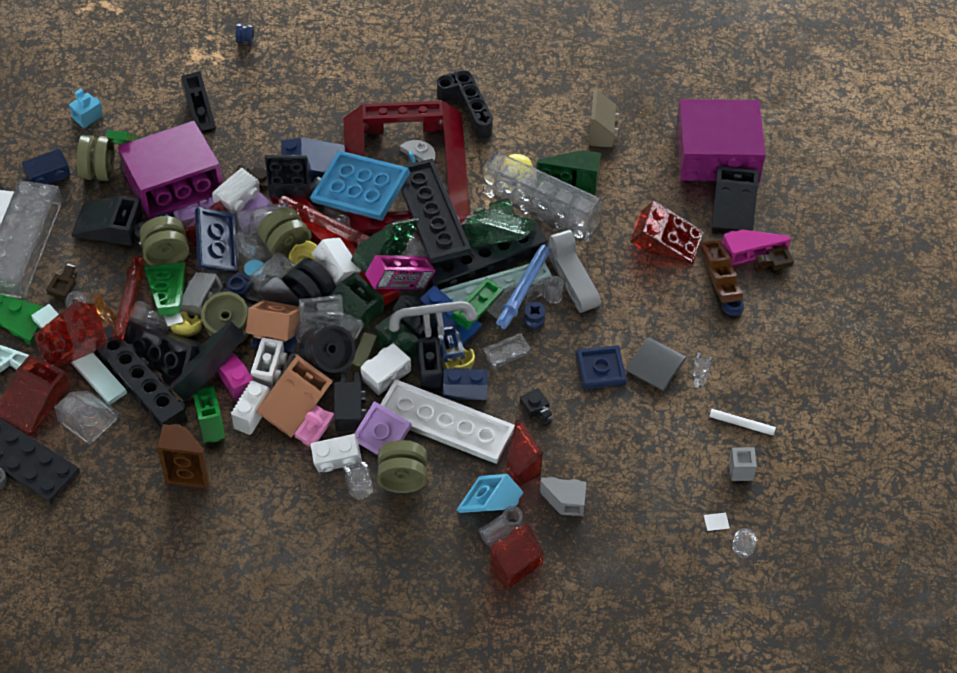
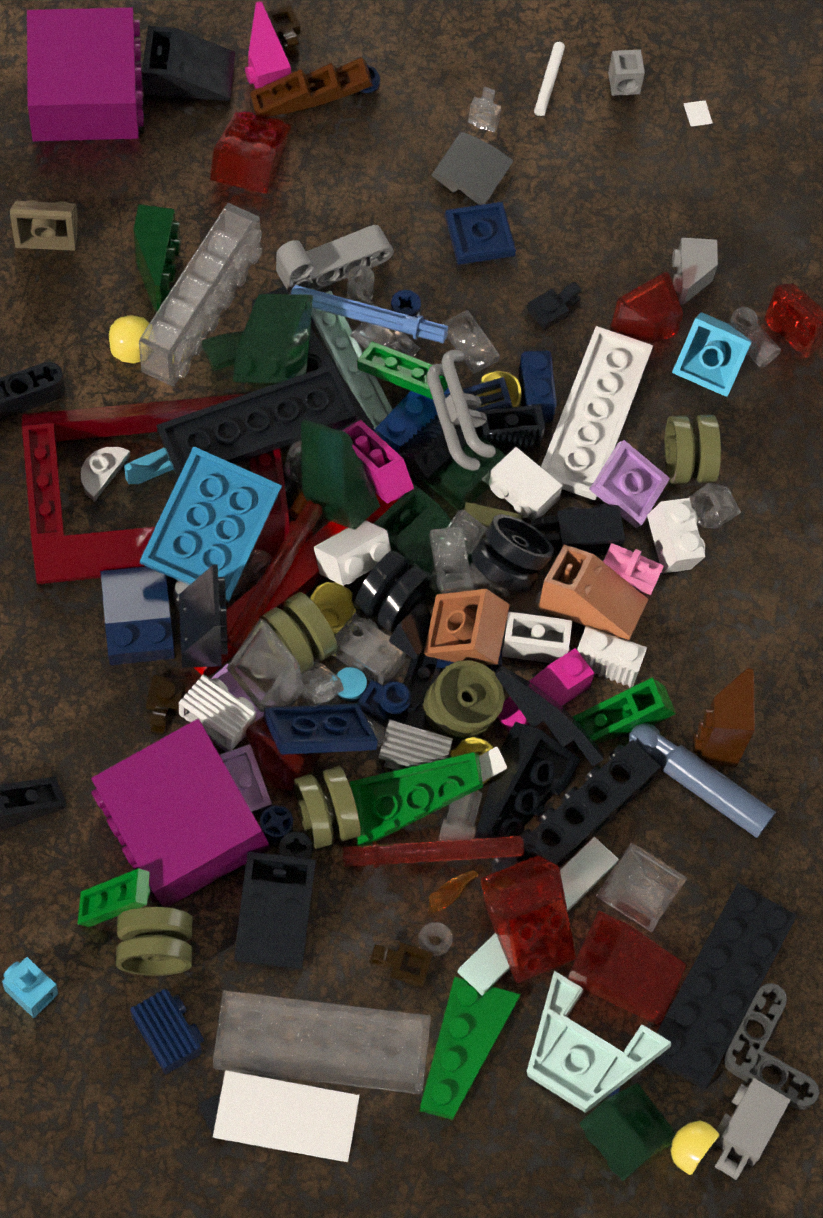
camera: 100 degrees left, 10 degrees up
(145, 460) = (704, 780): none -> sand blue piece
(742, 548) = (726, 86): clear wheel -> none

